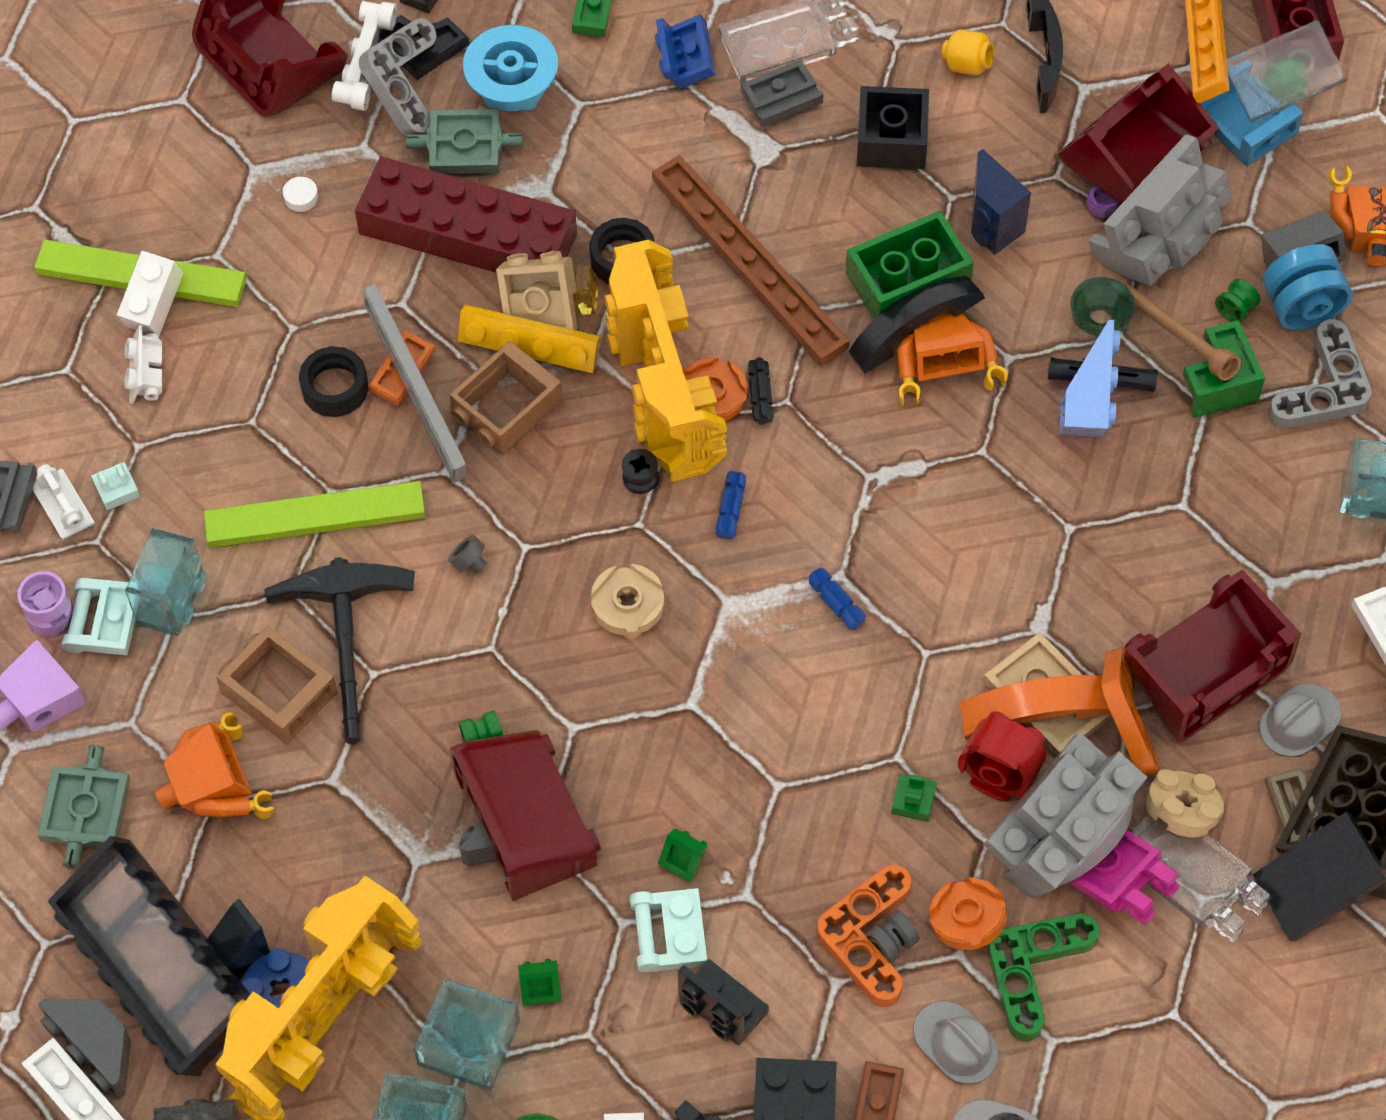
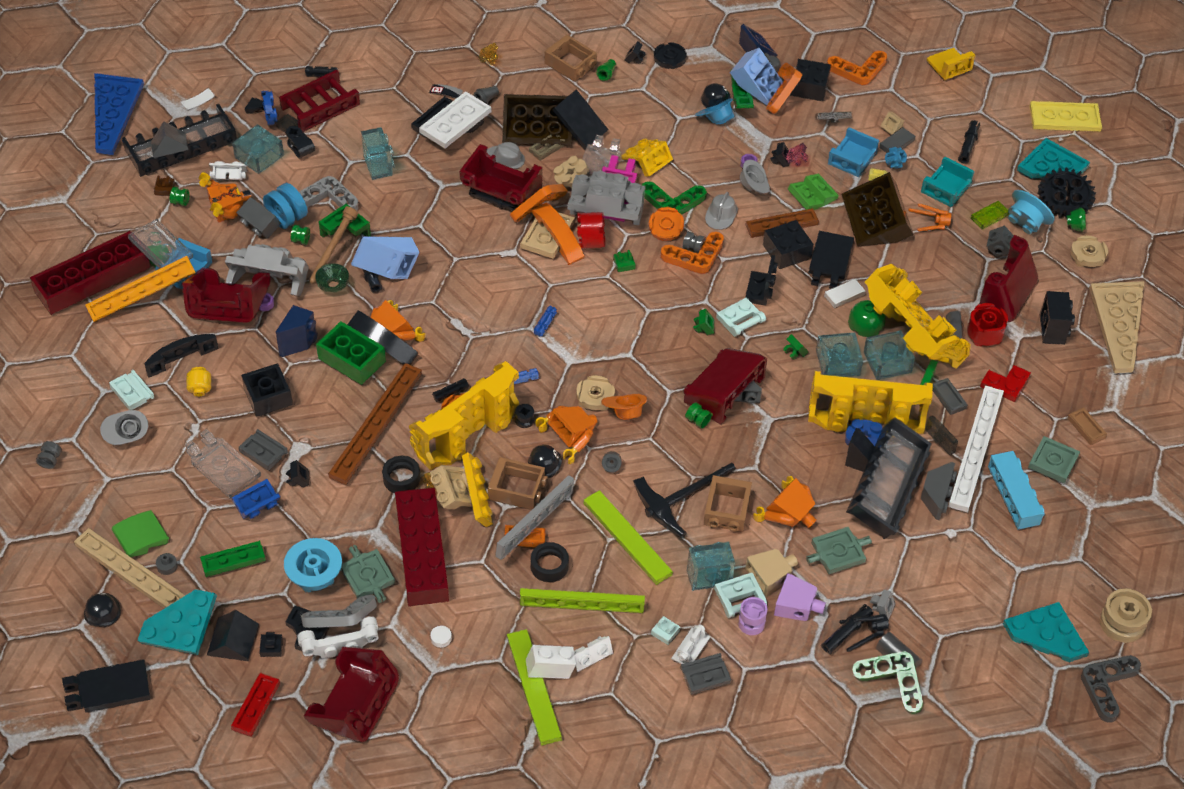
camera: 120 degrees left, 10 degrees down
(113, 680) = (770, 569): none -> tan torso
(233, 392) = (582, 600): none -> lime tile
(533, 462) = (546, 457): none -> black helmet
(567, 618) = (626, 406): none -> orange piece
(568, 521) = (572, 427): none -> orange torso
(702, 119) = (298, 474): none -> black tile
(1174, 972) = (650, 154): none -> yellow bracket

